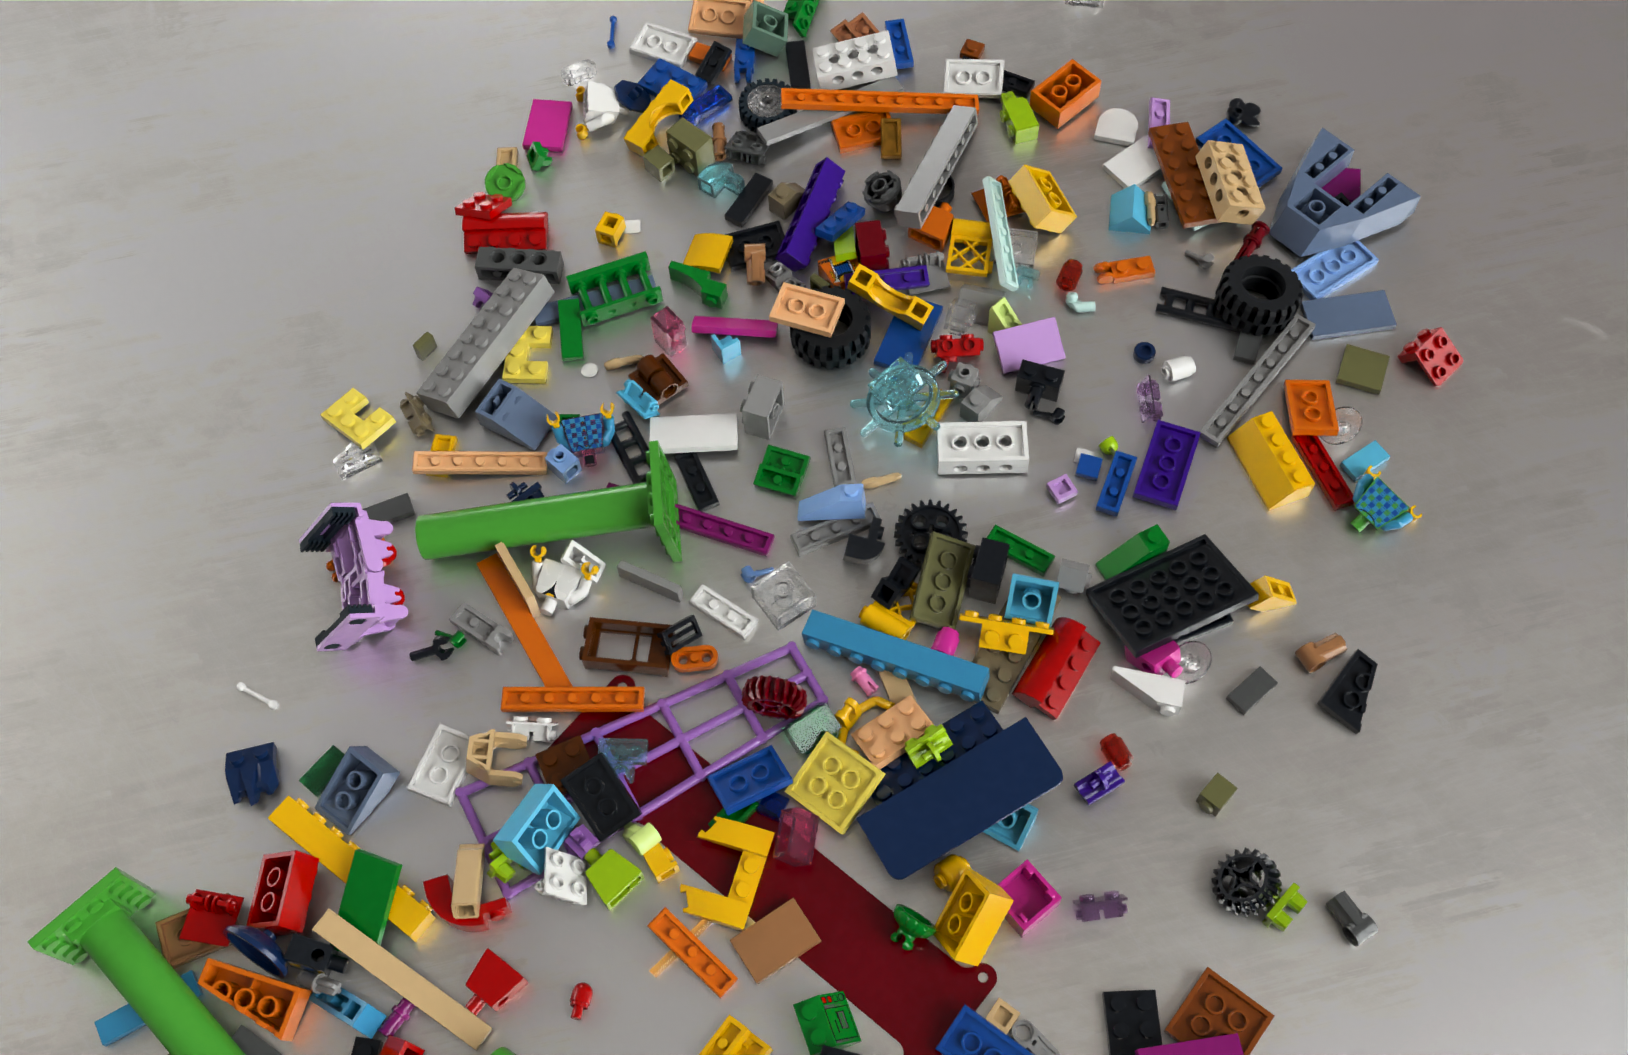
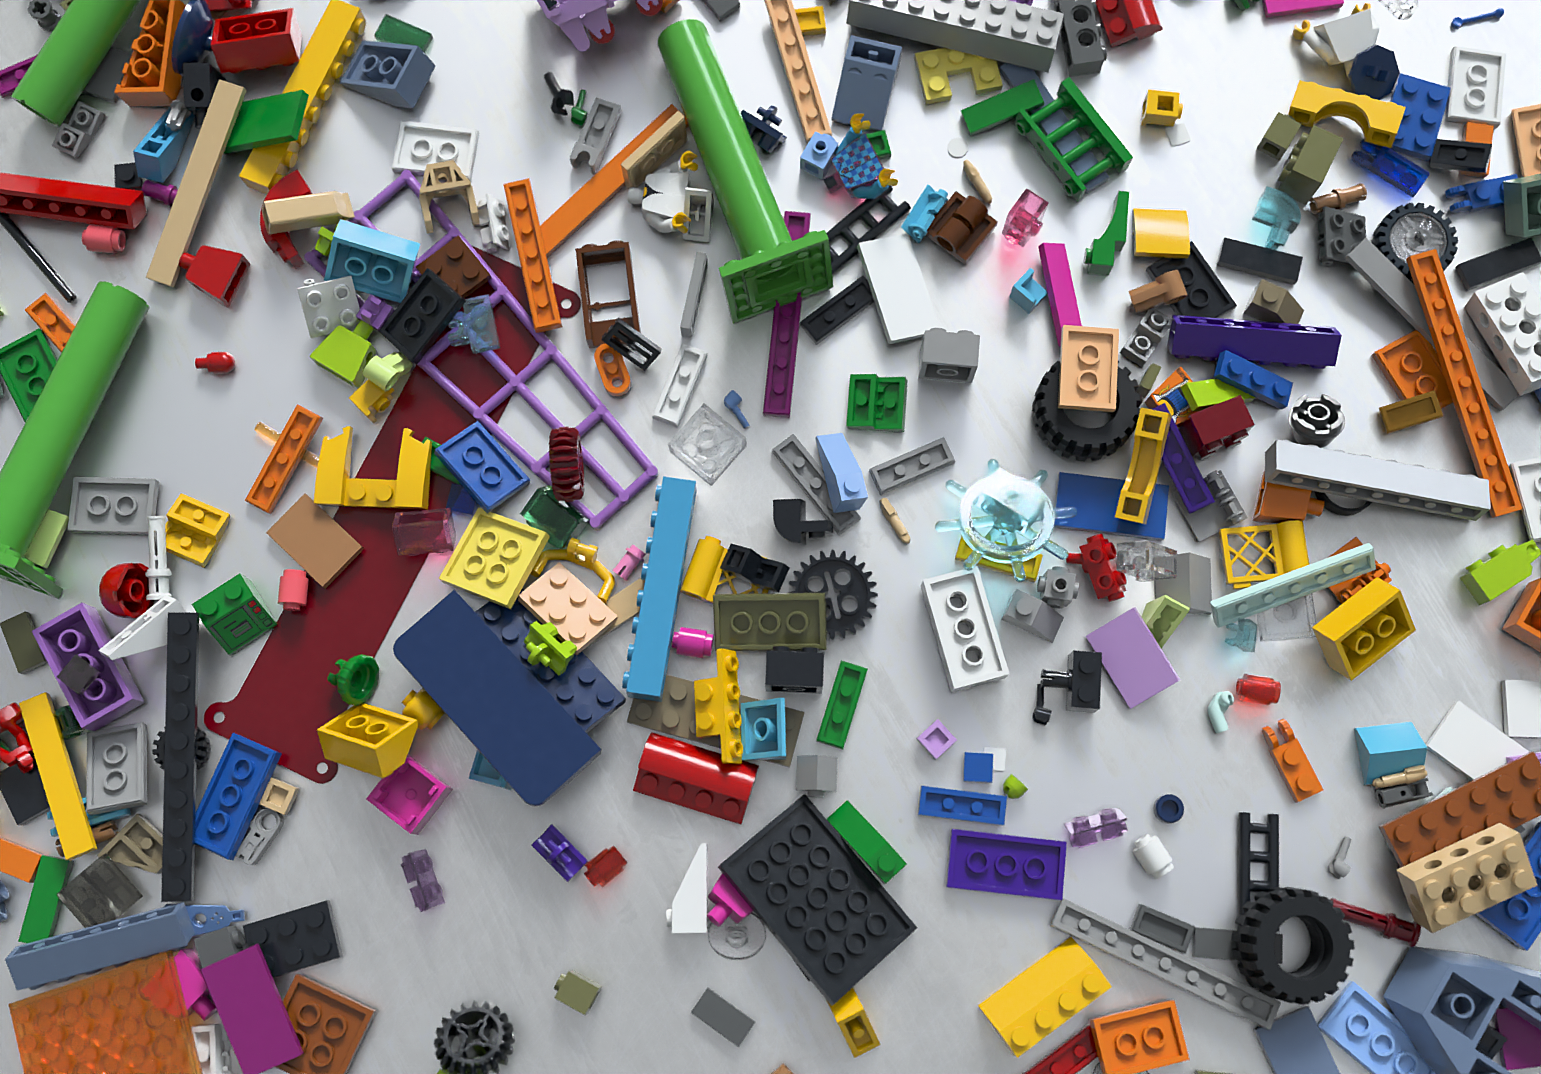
camera: 75 degrees right, 15 degrees up
(817, 966) = (293, 589): none -> coral brick
(1230, 377) = (1162, 928): none -> dark grey tile

